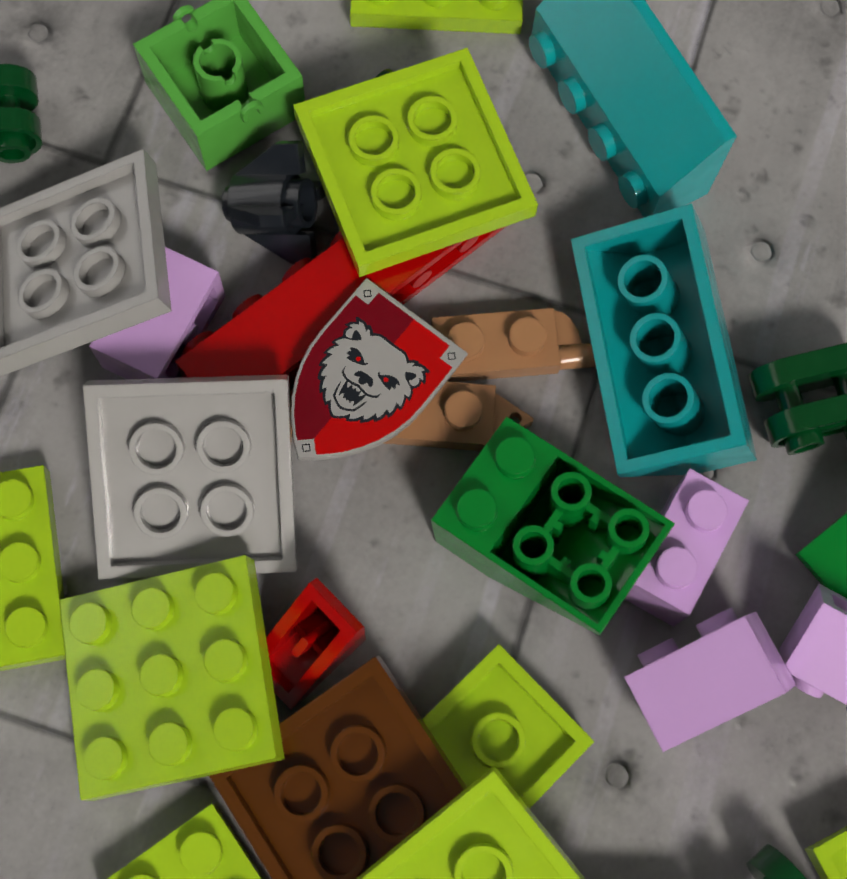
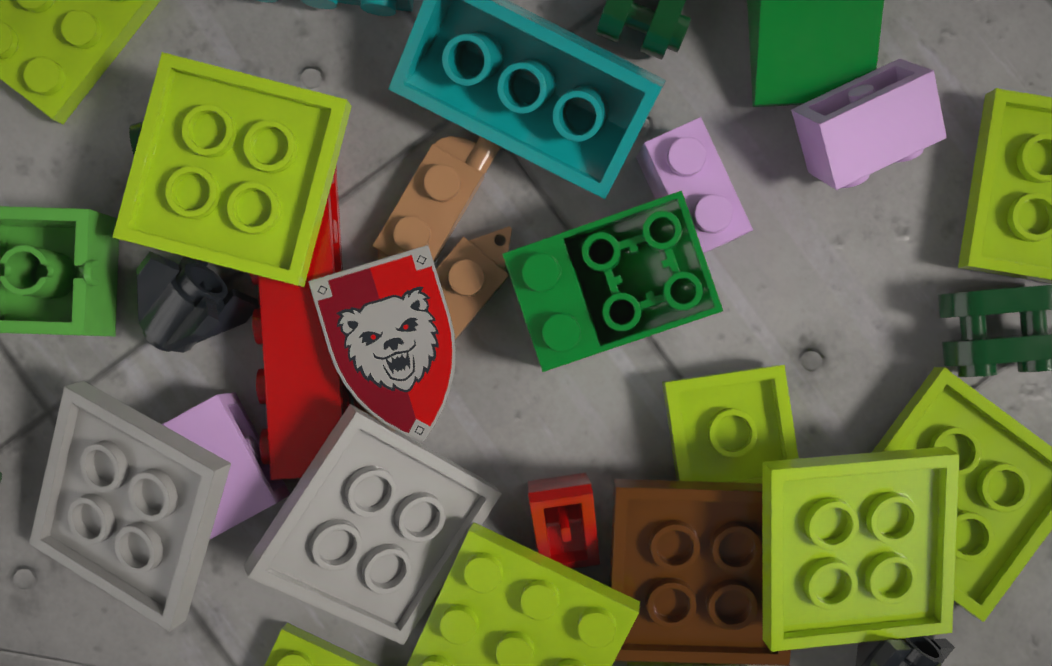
camera: 45 degrees left, 15 degrees up
(708, 679) = (805, 248): lavender brick -> none

